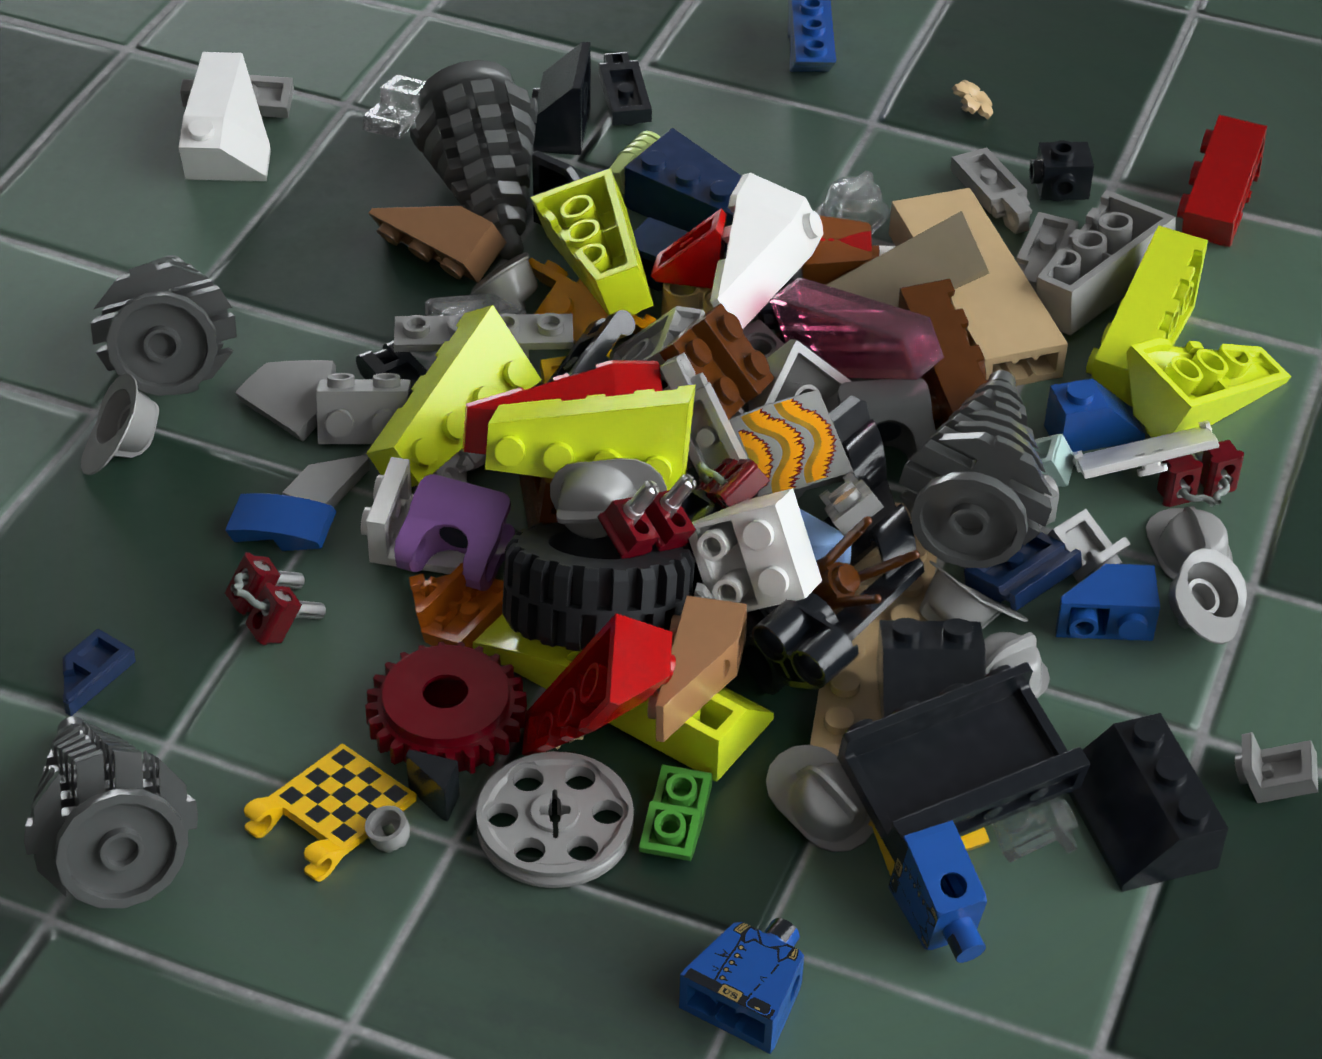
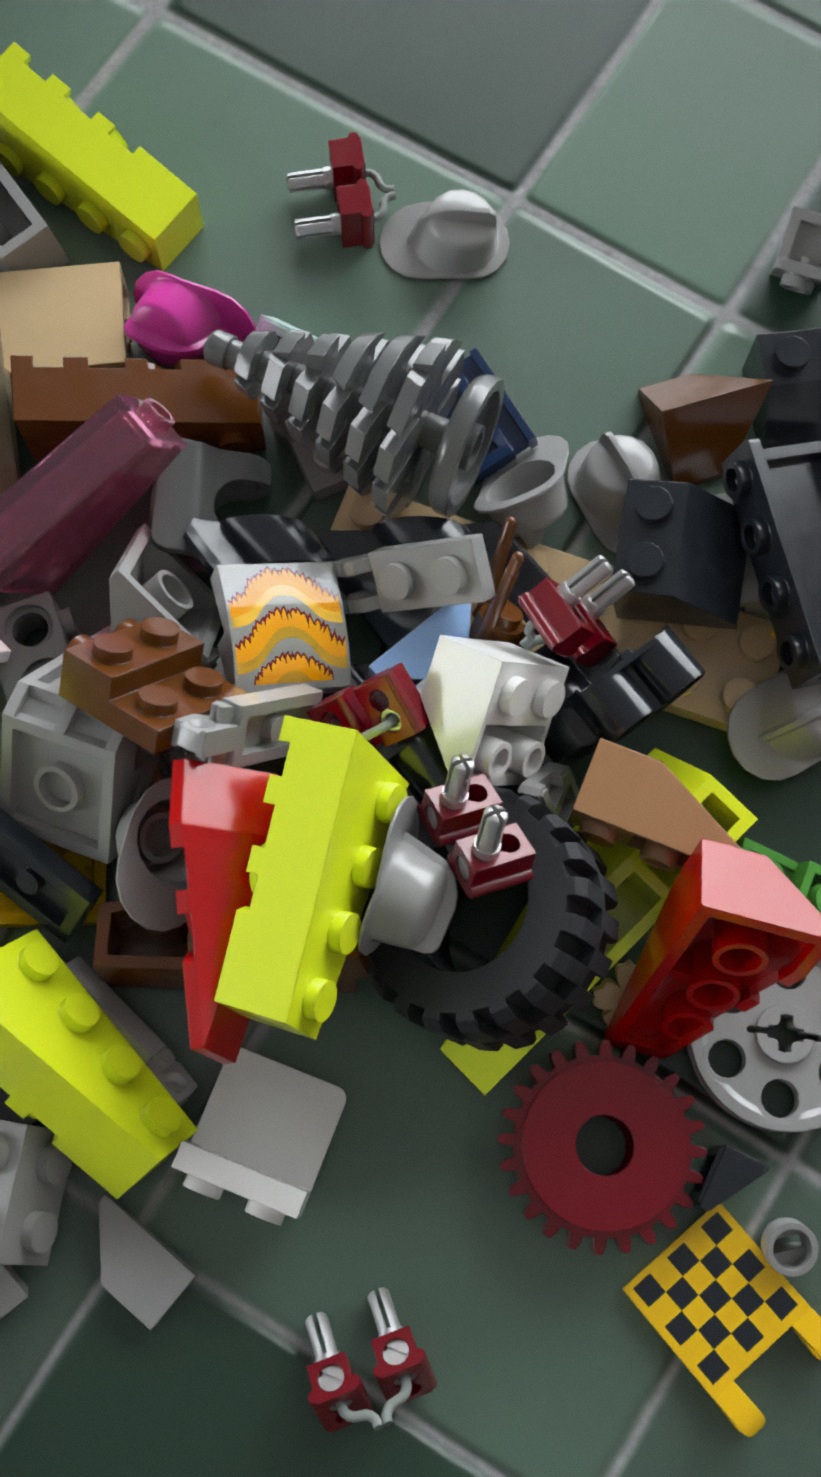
camera: 80 degrees left, 30 degrees up
(286, 519) = (213, 1339): blue slope -> none
(451, 610) = (410, 1104): orange slope -> none
(456, 518) = (292, 1087): medium lavender piece -> none
(846, 604) = (568, 619): none -> dark red piece
(1035, 382) = (179, 315): none -> dark pink piece
(1077, 701) = (701, 421): none -> reddish brown slope
(1084, 534) = (466, 323): light grey bracket -> none
(1090, 416) = (234, 267): blue slope -> none
(1111, 604) = (542, 336): blue slope -> none
(1146, 452) = (321, 264): white door -> none
(1192, 384) = (217, 146): neon yellow wedge -> none
(1209, 596) = (564, 246): light grey piece -> none

